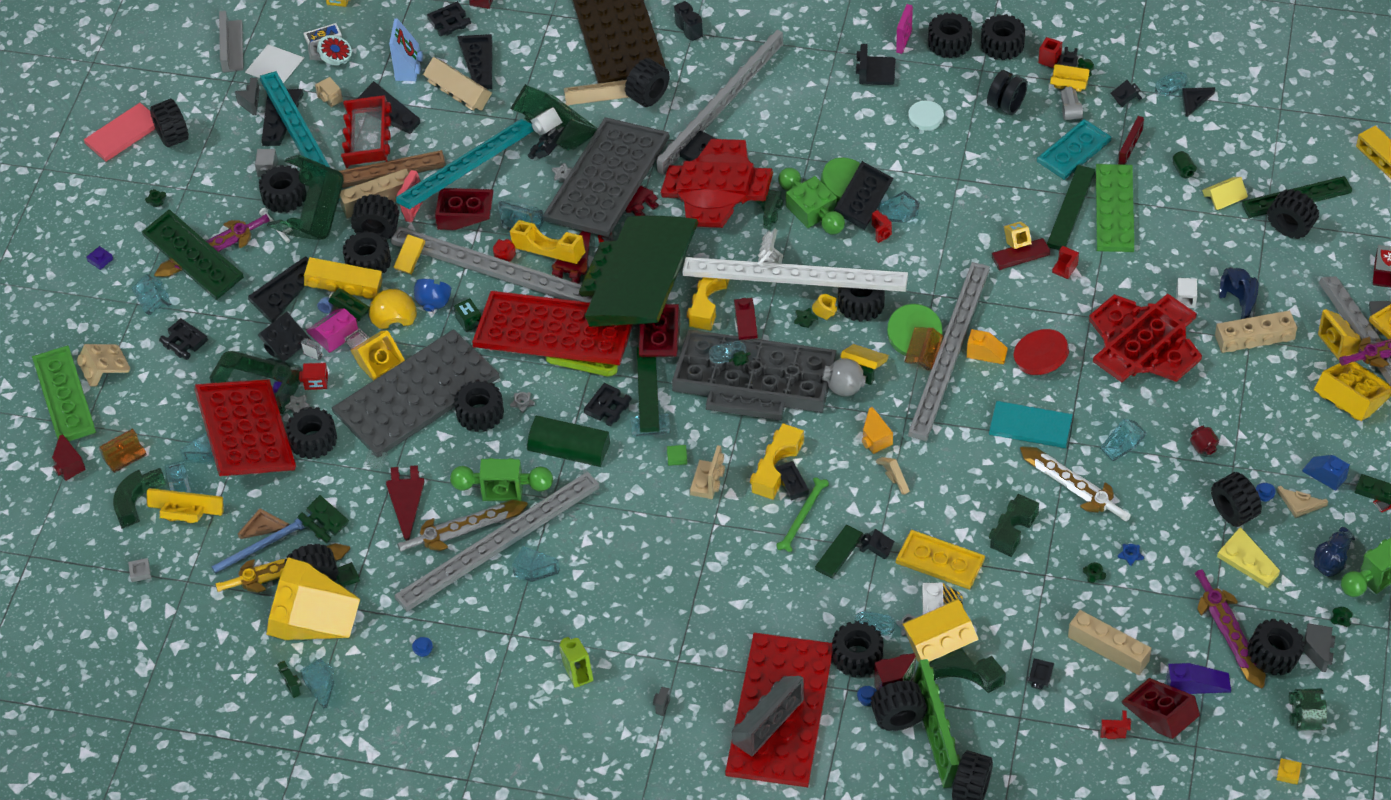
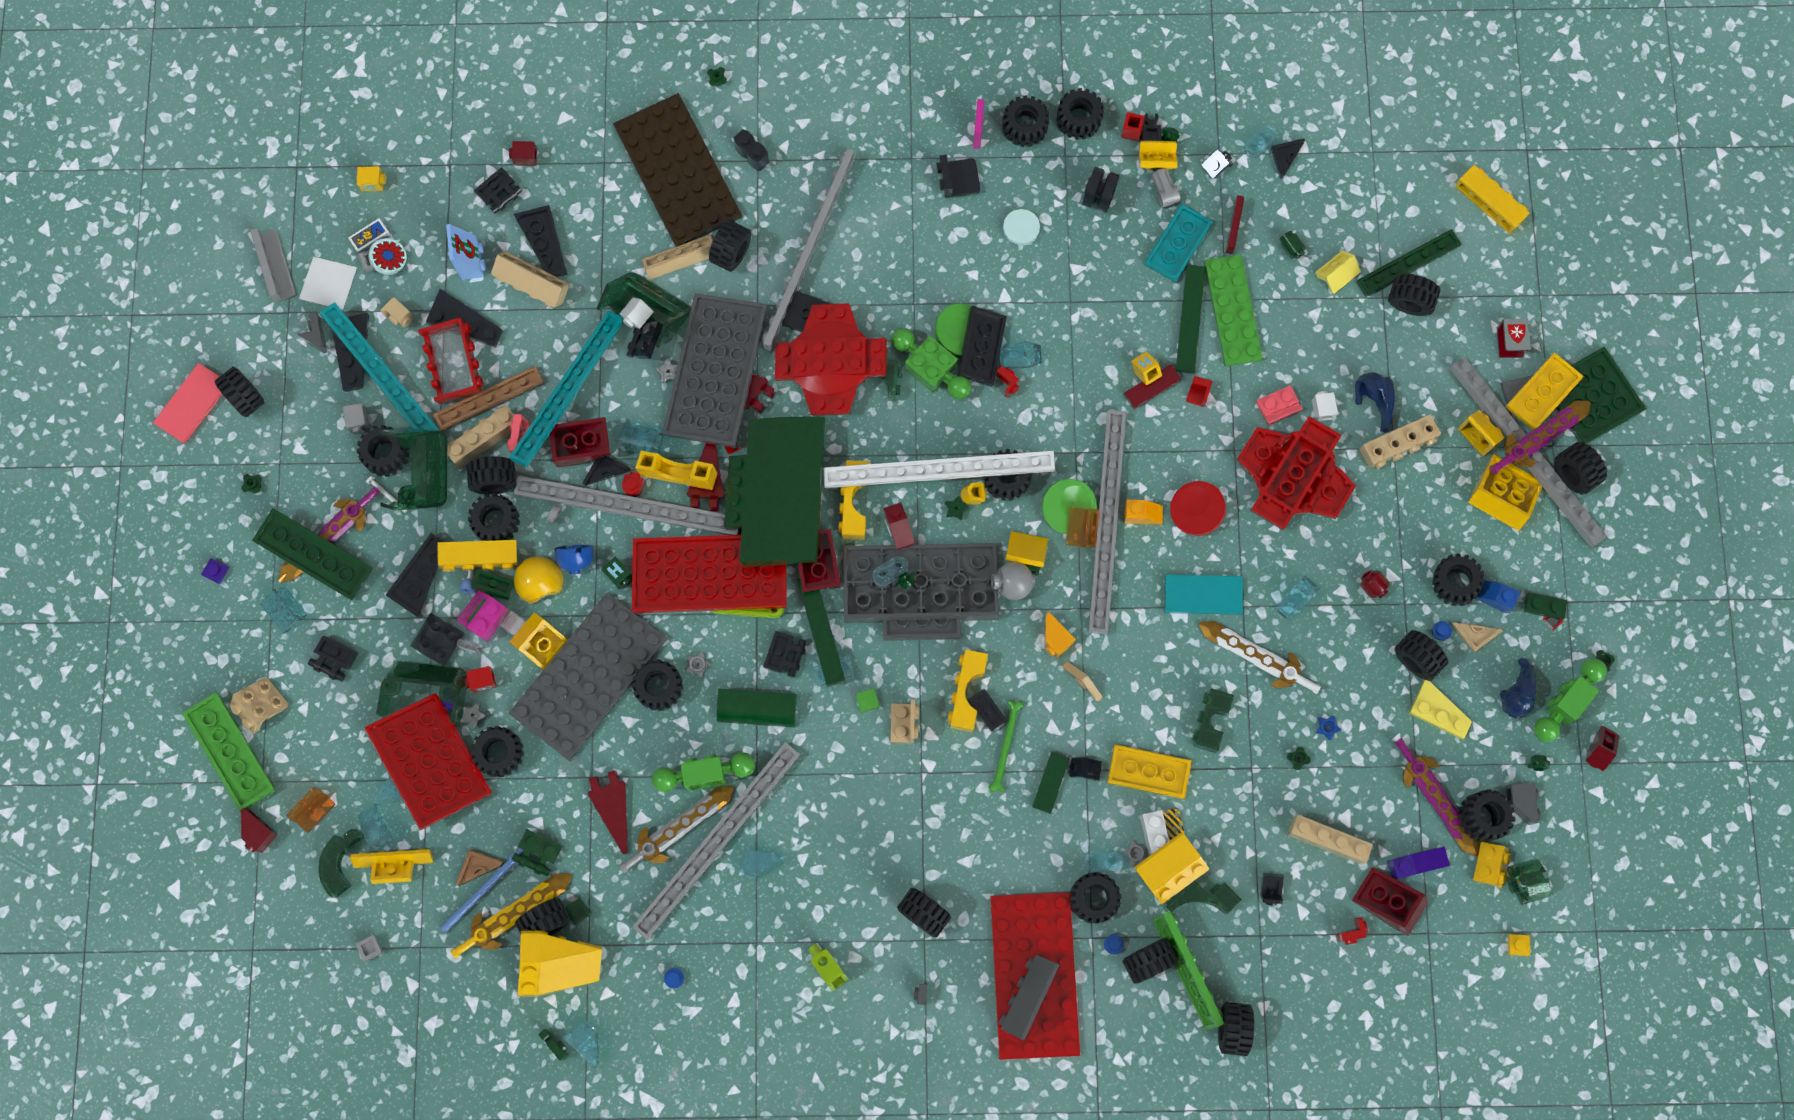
camera: 15 degrees left, 25 degrees up
(409, 254) = (537, 508): yellow tile -> none
(423, 261) = (554, 514): none -> light grey tile
(480, 237) = (603, 469): none -> black tile
(682, 625) = (924, 912): none -> black tyre
(768, 253) = (906, 440): white bracket -> none
(894, 670) = (1138, 928): dark red slope -> none
(1142, 287) = (1279, 405): none -> coral plate
(1274, 695) = (1492, 864): none -> yellow bracket
(1289, 448) = (1462, 565): none -> black tyre

